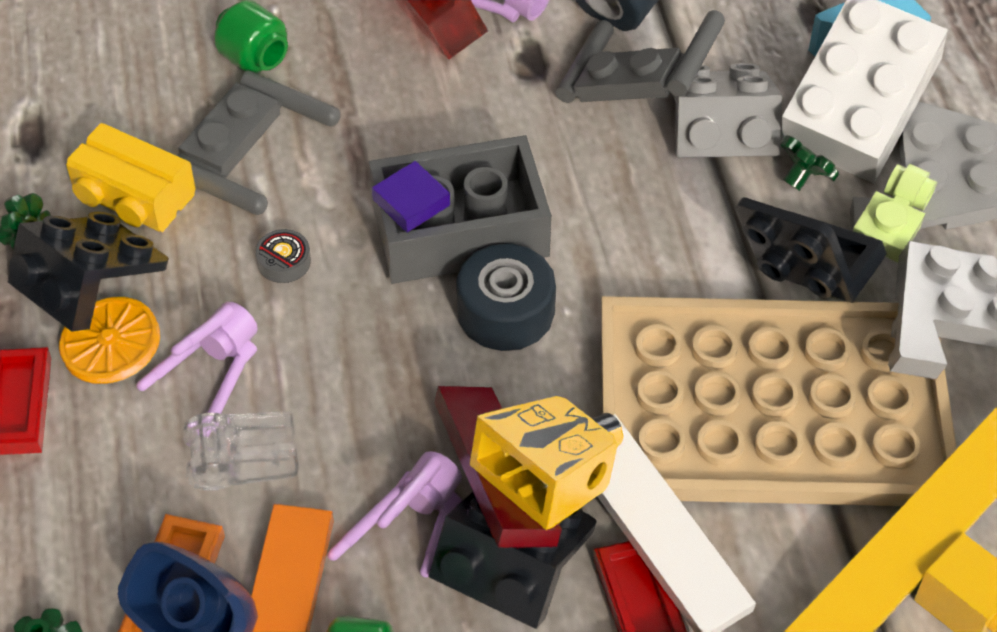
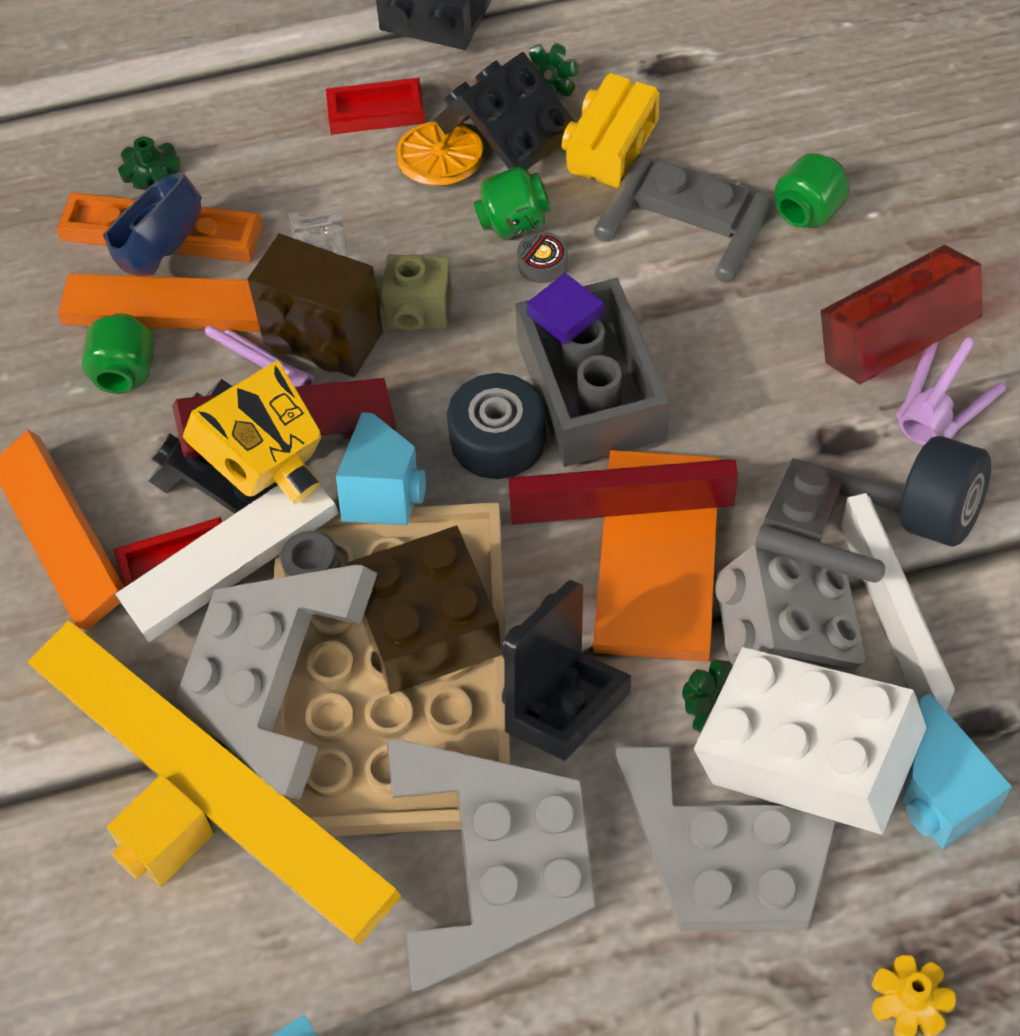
camera: 90 degrees right, 5 degrees up
(214, 265) = (512, 203): none -> green head
(222, 335) = (440, 221): lavender plant -> none
(329, 351) = (415, 292): none -> olive brick
(346, 432) = (316, 305): none -> dark brown brick
(582, 368) = (379, 475): none -> medium azure slope
(607, 195) = (622, 491): none -> dark red tile
(649, 193) = (656, 577): none -> orange tile
(672, 448) = (309, 553): none -> dark grey tile
(742, 35) = (896, 604): none -> white tile
(745, 340) = (428, 610): none -> dark brown brick
(790, 500) = (248, 659): none -> light grey wing
(895, 218) = (625, 775): yellowish green plate -> none

